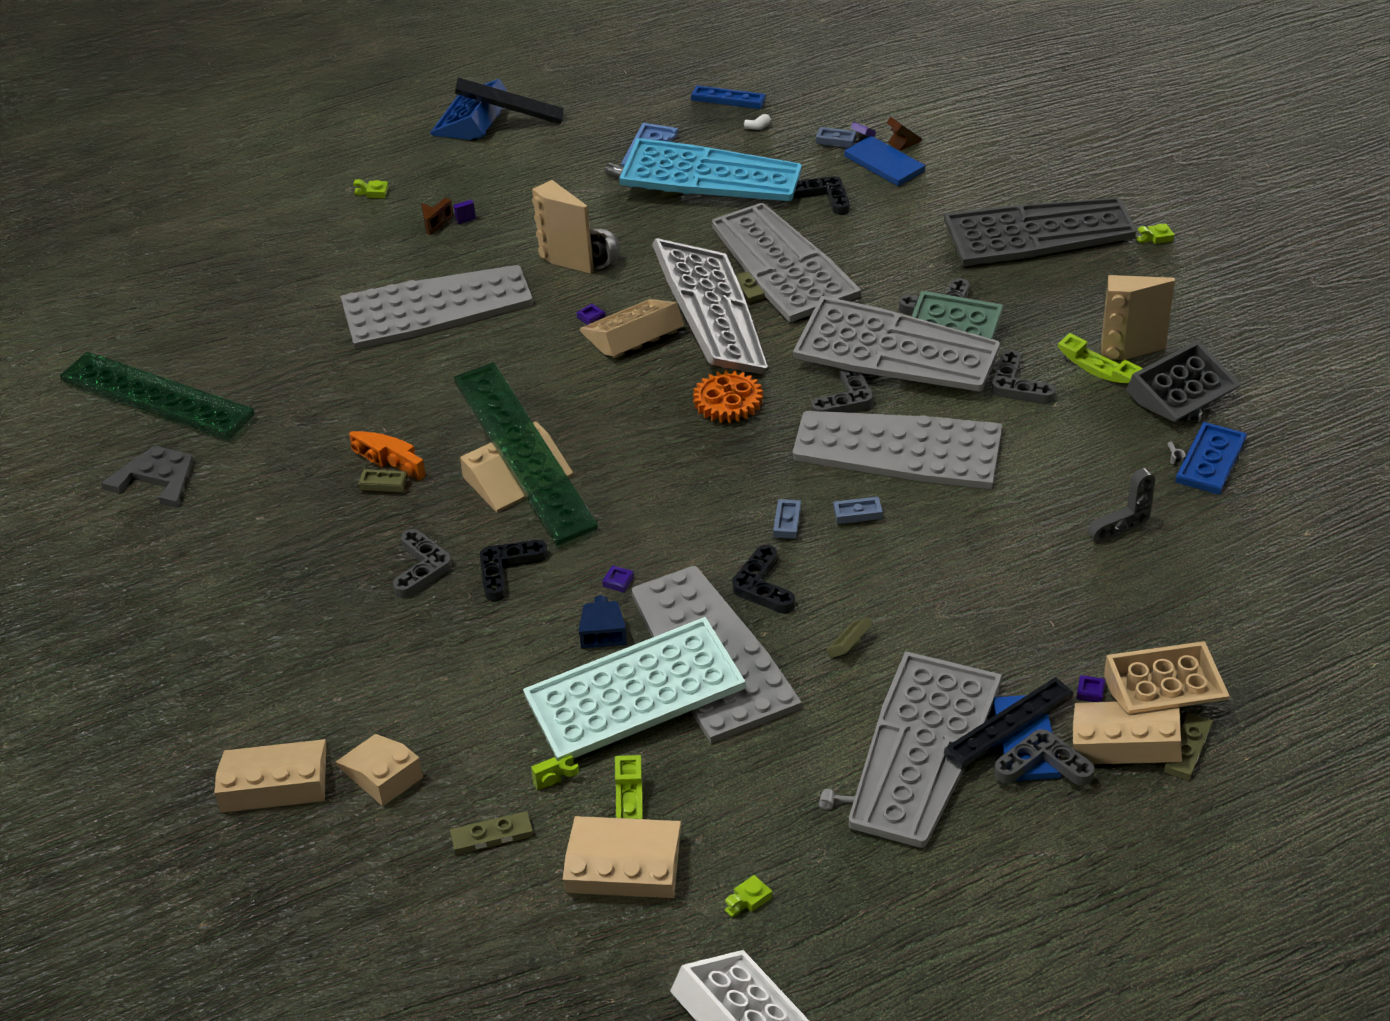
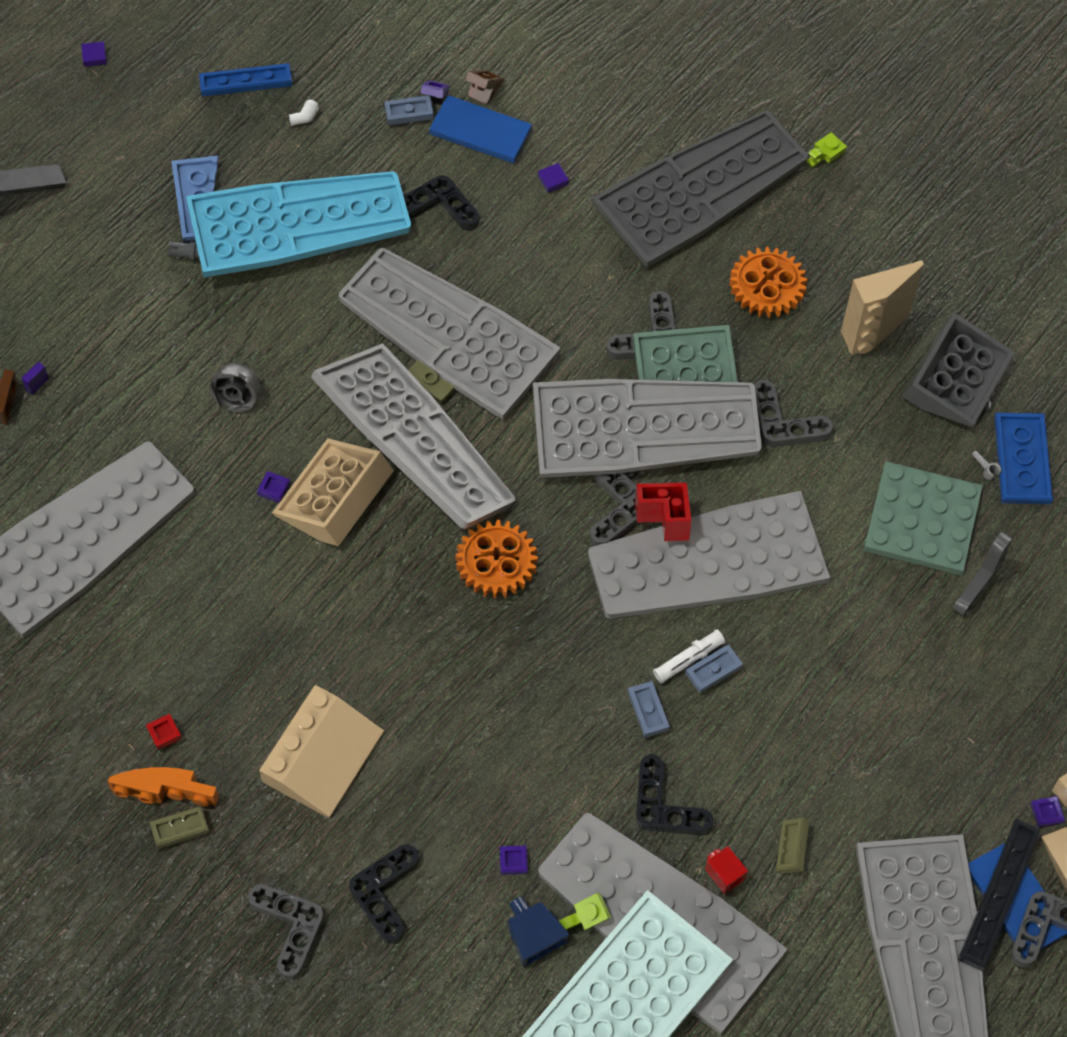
camera: 30 degrees left, 20 degrees up
(411, 424) = (163, 731): none -> red plate
(525, 453) = (332, 738): clear green plate -> none
(562, 227) = (190, 384): tan slope -> none
(630, 61) = (93, 54): none -> dark purple tile
(651, 624) = (588, 912): none -> lime plate
(782, 627) = (725, 869): none -> red brick
(827, 499) = (697, 651): none -> white pin
(878, 394) = (665, 504): none -> red brick
(922, 199) = (553, 177): none -> dark purple tile
(1055, 295) = (783, 294): none -> orange gear
(1094, 363) = (857, 367): lime slope -> none
(1095, 470) = (923, 518): none -> sand green plate

